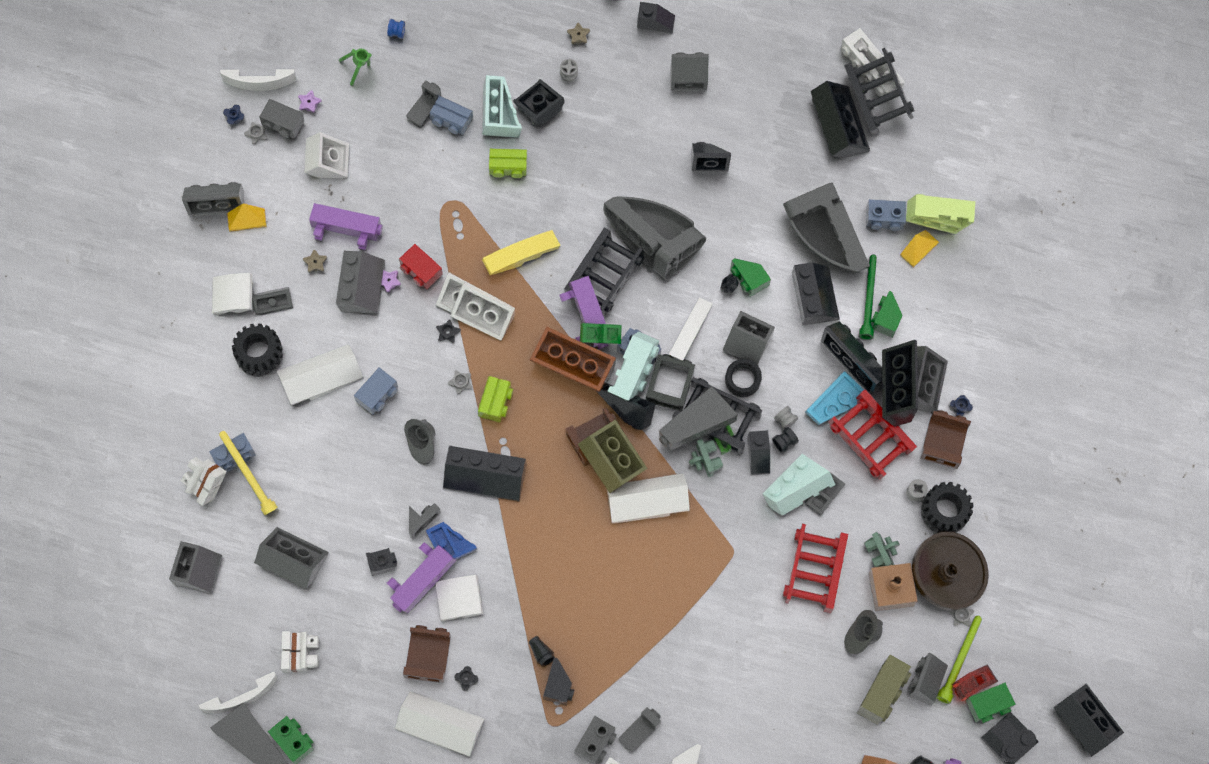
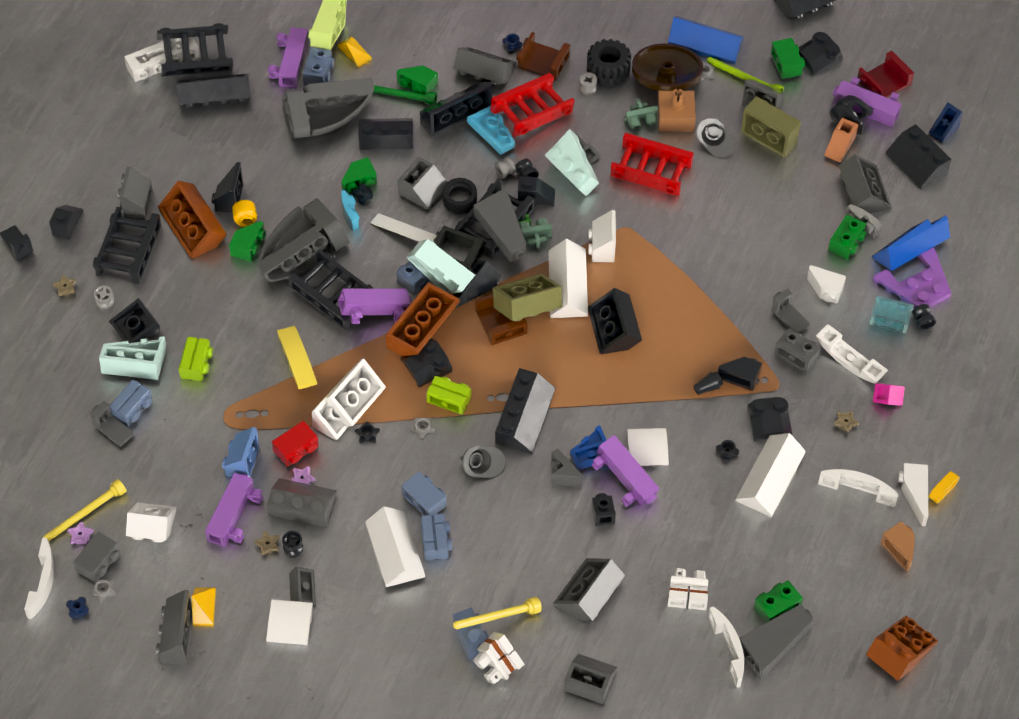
camera: 80 degrees left, 15 degrees down
(253, 335) = (355, 586): black tyre -> none
(313, 278) = (292, 539): none -> black wheel
(333, 408) = (434, 537): none -> sand blue brick
(358, 122) = (115, 489): none -> light yellow piece
(360, 58) = (49, 470): bright green plant -> none
(396, 28) = (16, 443): blue wheel -> none
(402, 222) = (242, 453): none -> medium blue slope
(427, 654) = (701, 480): reddish brown panel -> none
(508, 718) = (769, 417): none -> black slope
(530, 376) = (428, 363): none -> black slope
(600, 333) = (400, 292): green slope -> none
(603, 550) = (614, 322): none -> black slope
(633, 95) = (141, 255): none -> black fence
(653, 184) = (247, 240): none -> green slope
(672, 130) = (191, 219): none -> dark orange slope
(685, 176) = (244, 213): none -> yellow head
(704, 526) = (603, 238): none -> white slope
(711, 271) = (349, 212): none -> medium azure slope
(894, 187) = (293, 57): none -> medium lavender brick
(900, 383) = (493, 64): black slope -> none
(974, 682) = (768, 68): clear red slope -> none
(1005, 610) = (705, 40): none -> blue slope

